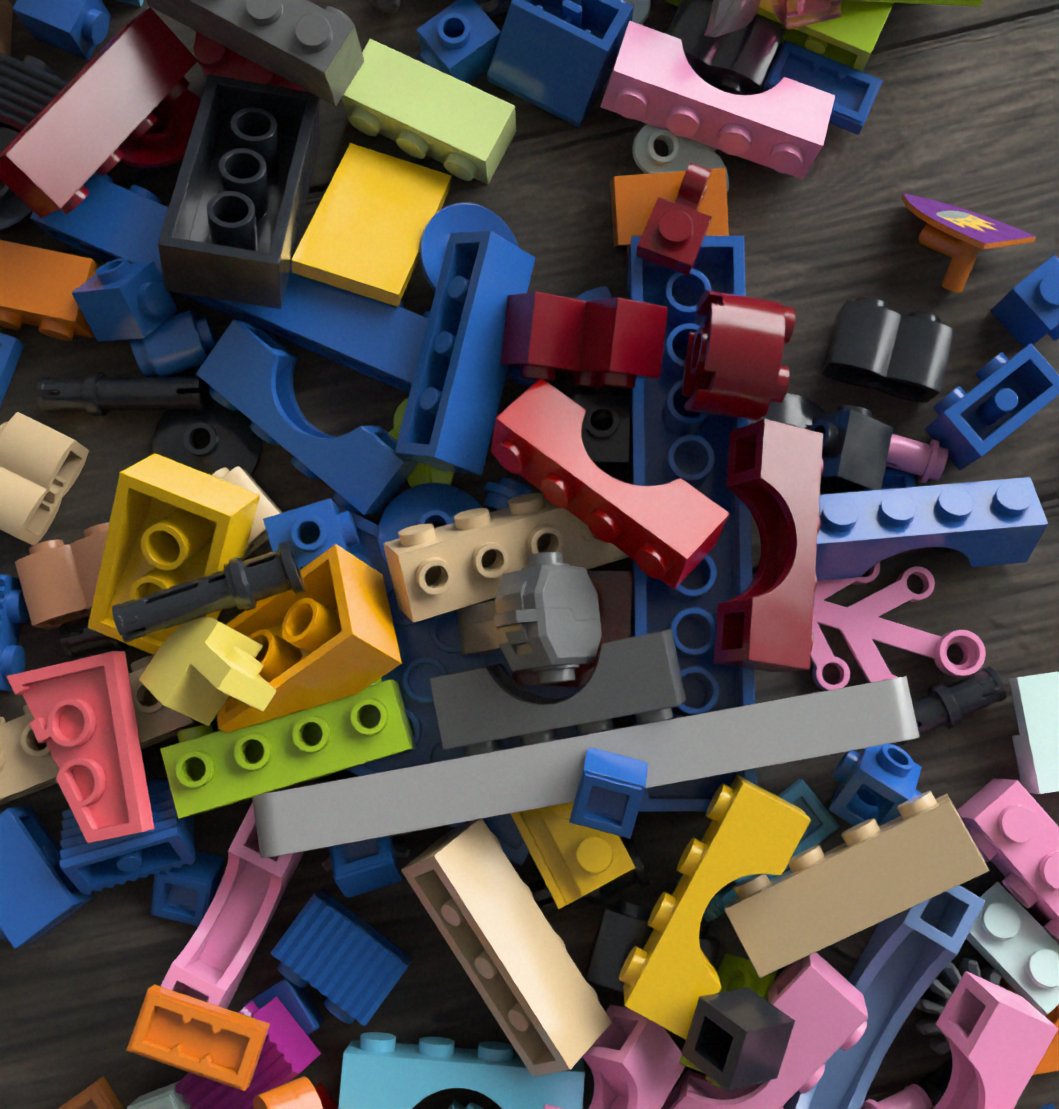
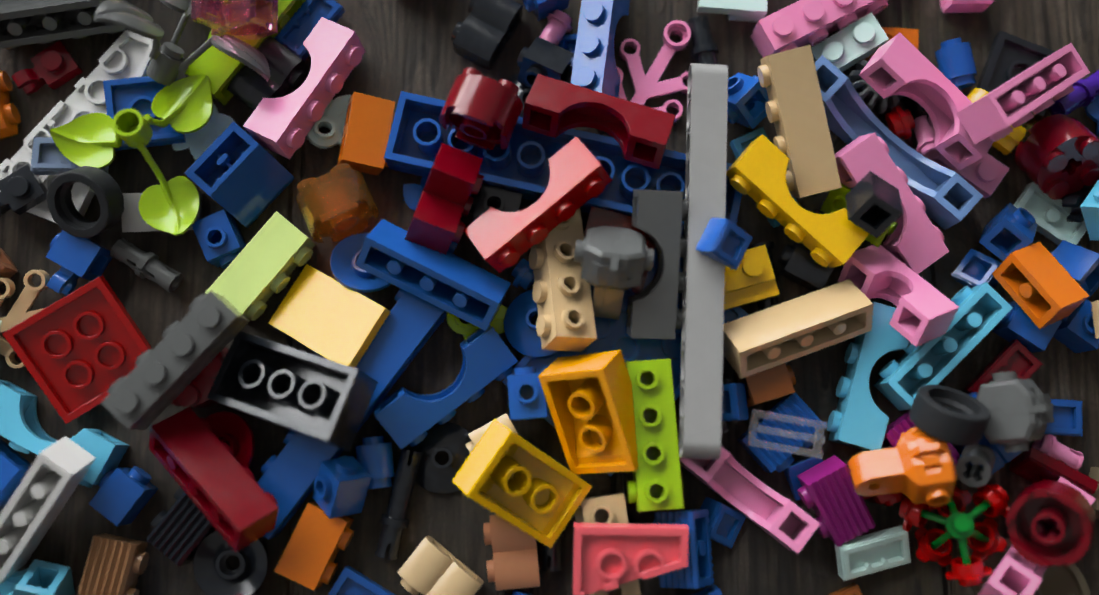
camera: 85 degrees left, 0 degrees up
(198, 1037) = (815, 518): orange plate -> none
(205, 666) = (595, 473): light yellow brick -> none
(237, 585) = (552, 440): black pin -> none
(333, 1018) = (817, 439): none -> clear tile
(407, 923) = (768, 384): none -> dark orange brick
(547, 189) = (336, 203): none -> clear orange brick
(677, 228) = (387, 129): dark red plate -> none
(908, 1064) = (900, 122): none -> red plate

